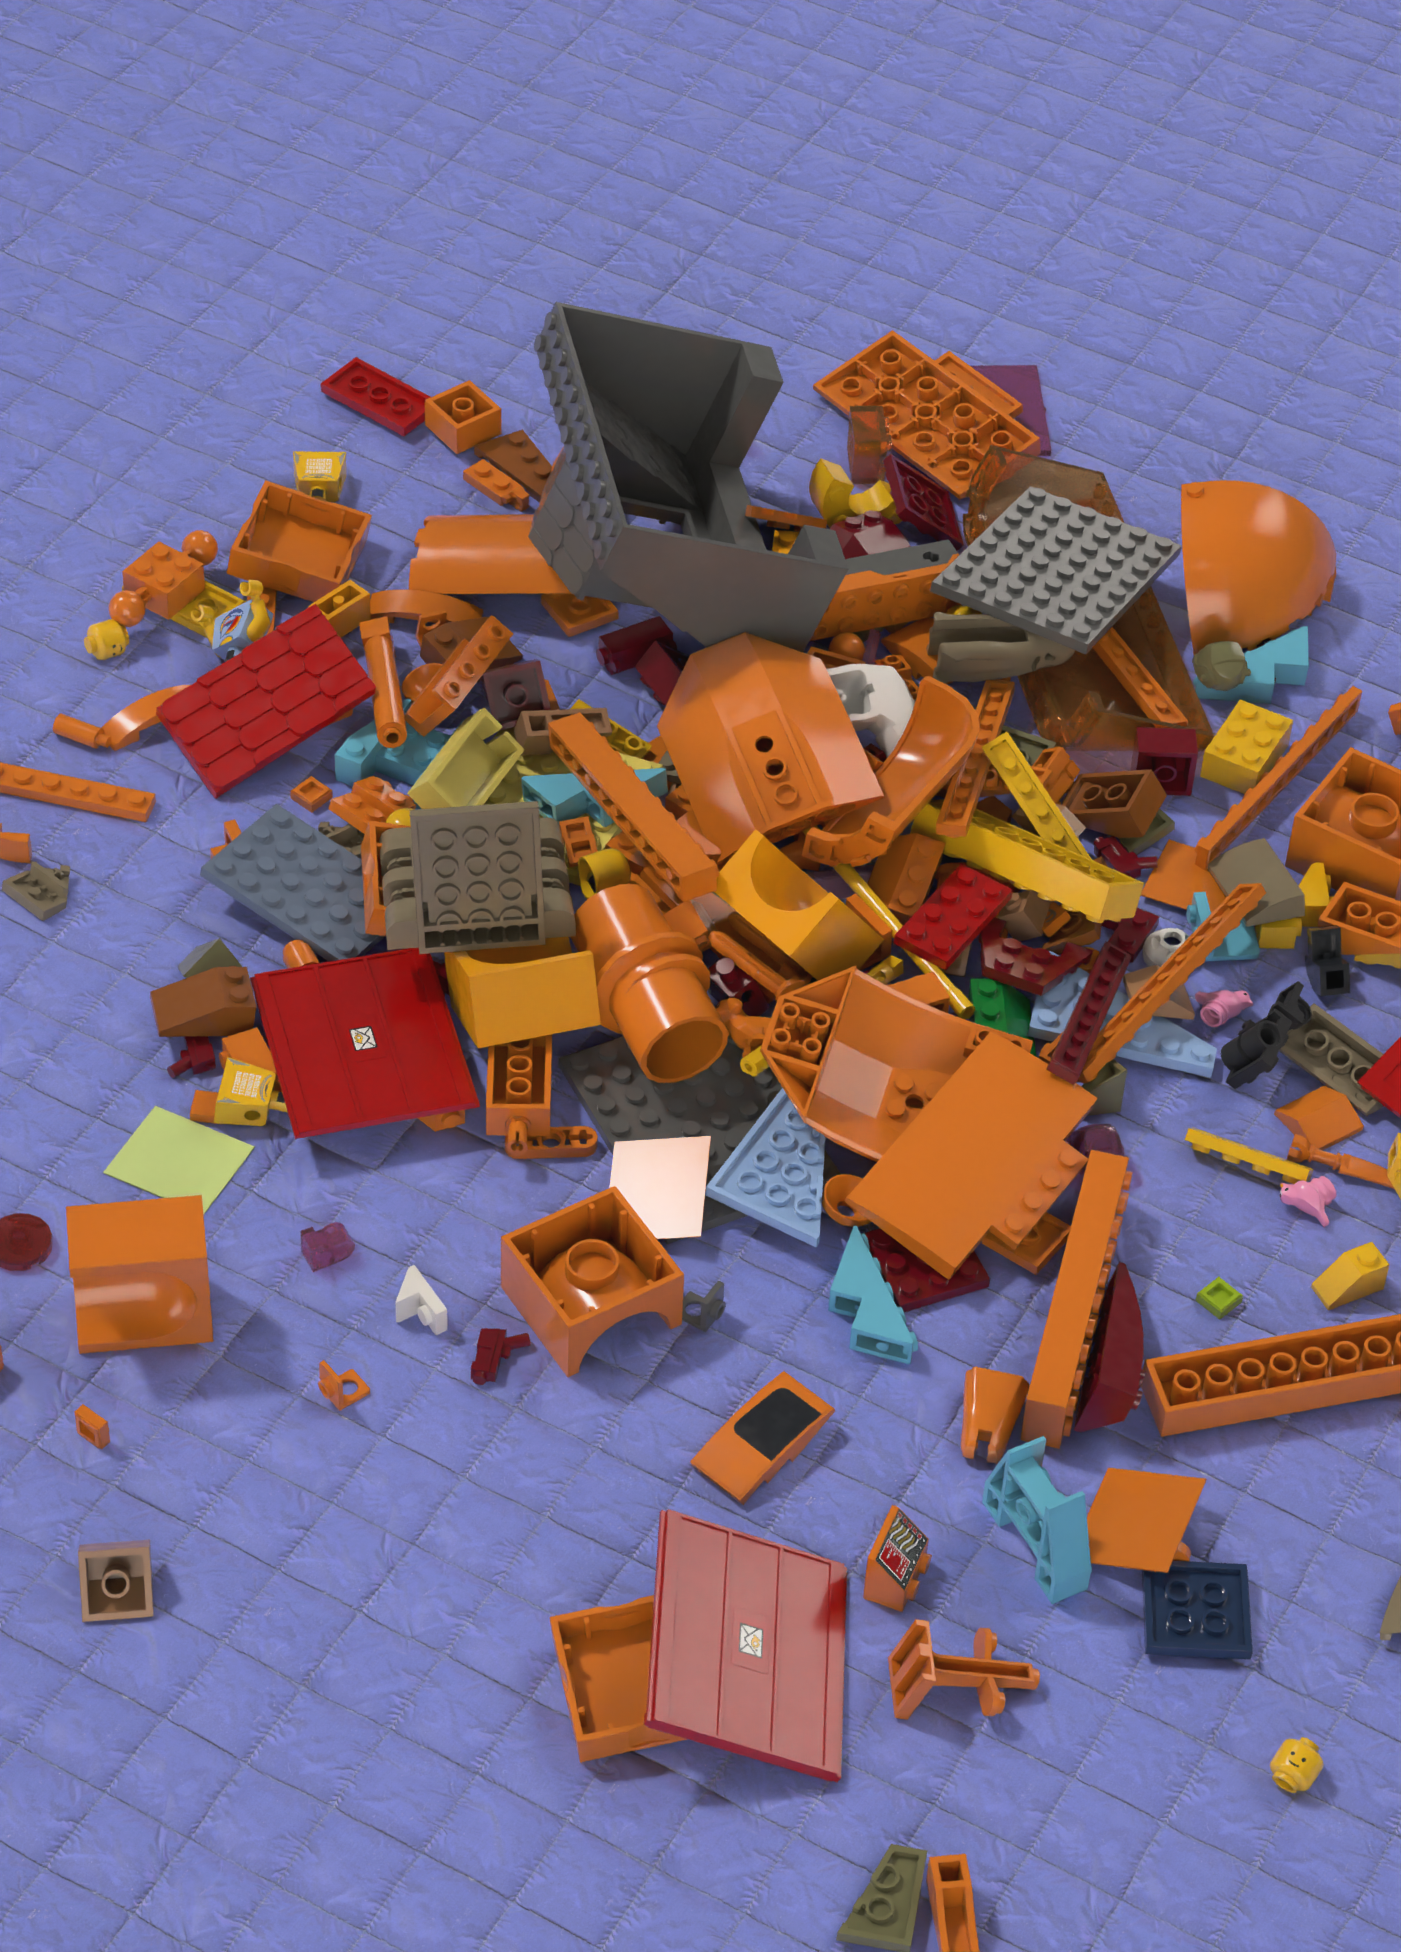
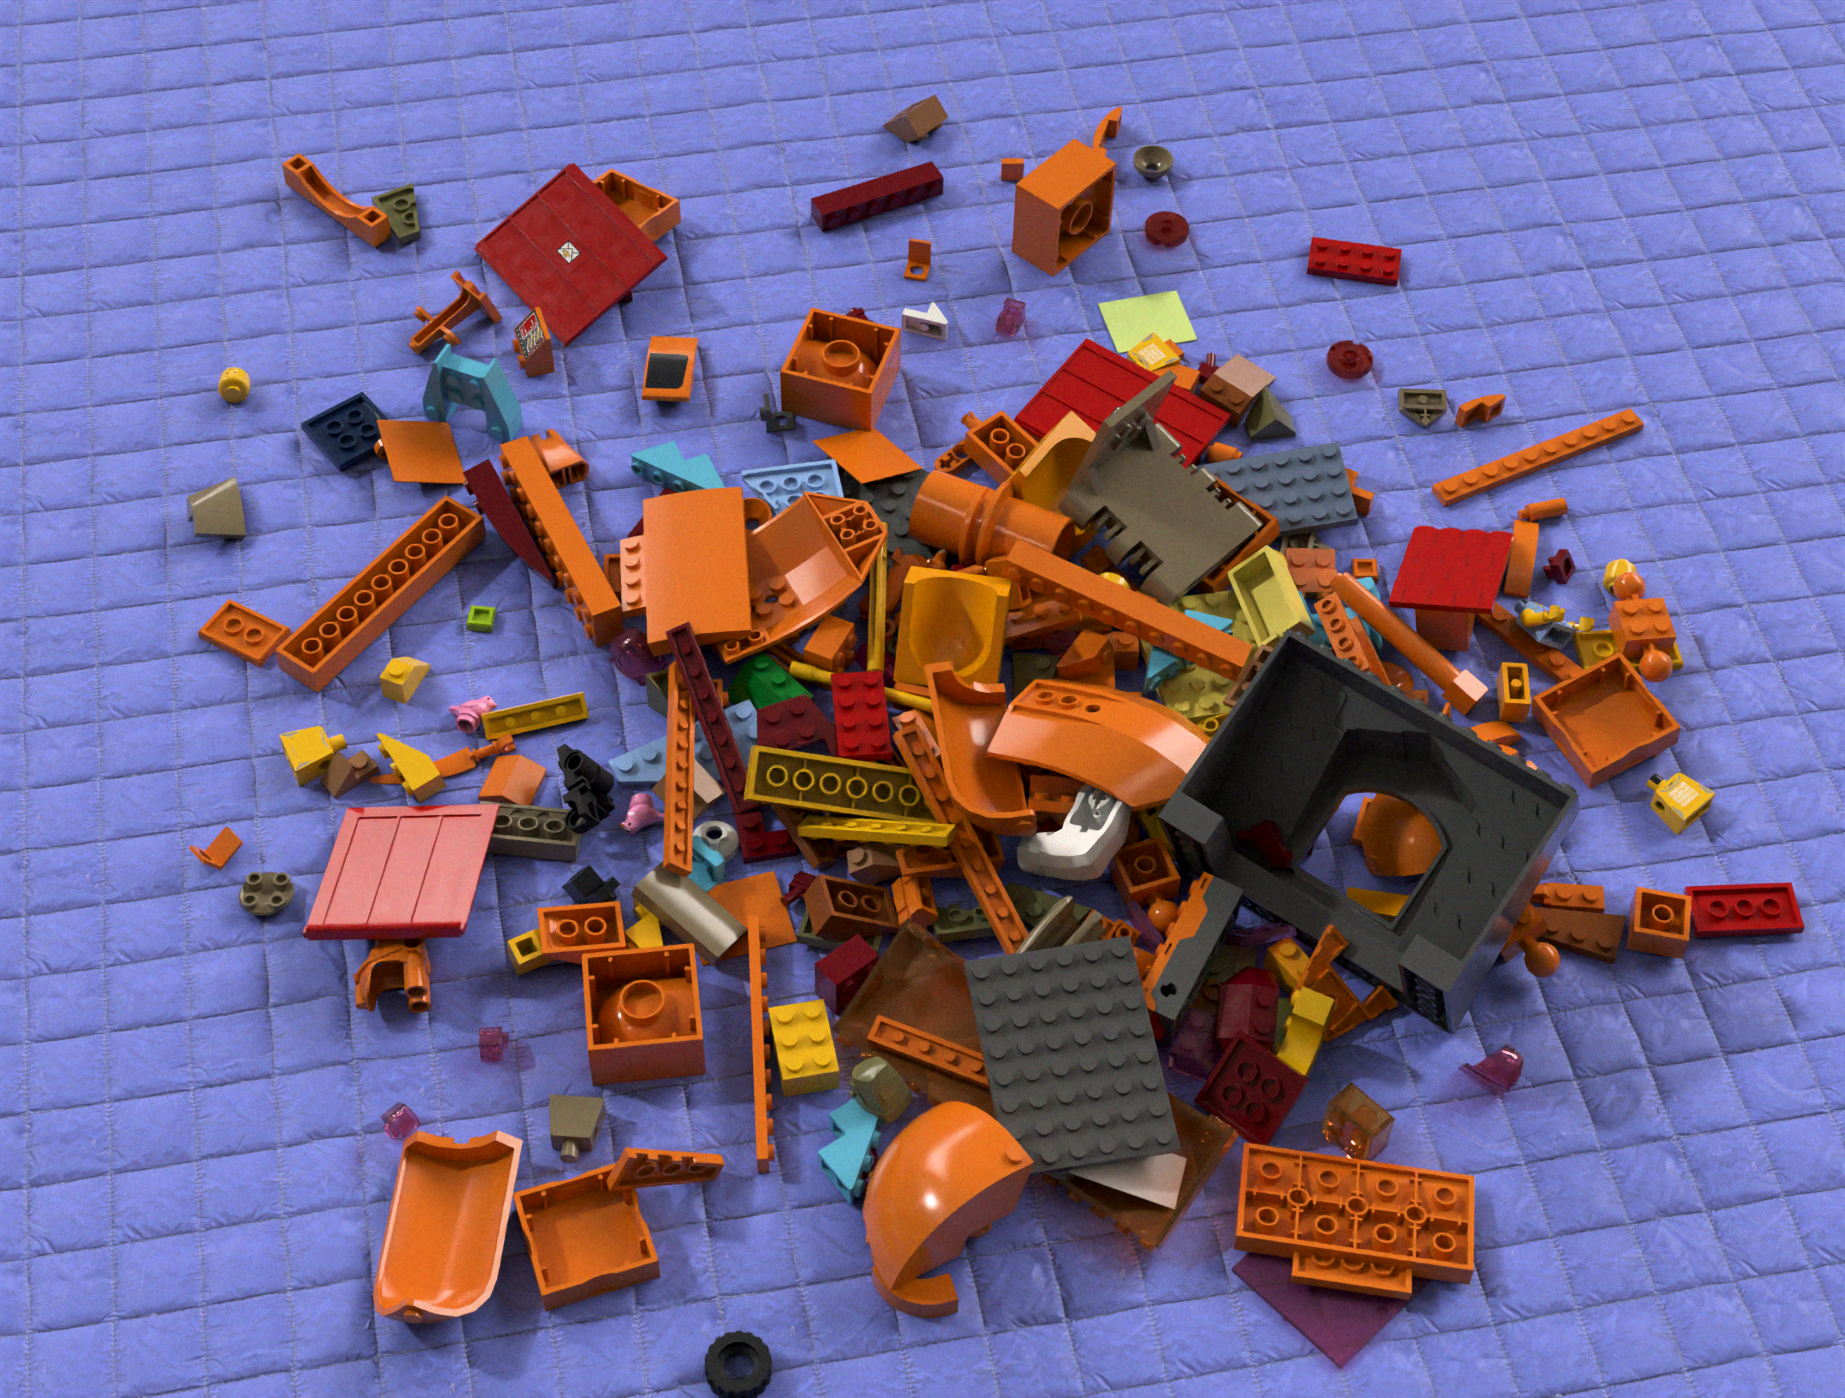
camera: 140 degrees right, 5 degrees up
(45, 973) = (1349, 359): none -> clear red plate
(142, 677) = (1560, 566): none -> dark red tile
(288, 1500) = (877, 196): none -> dark red brick

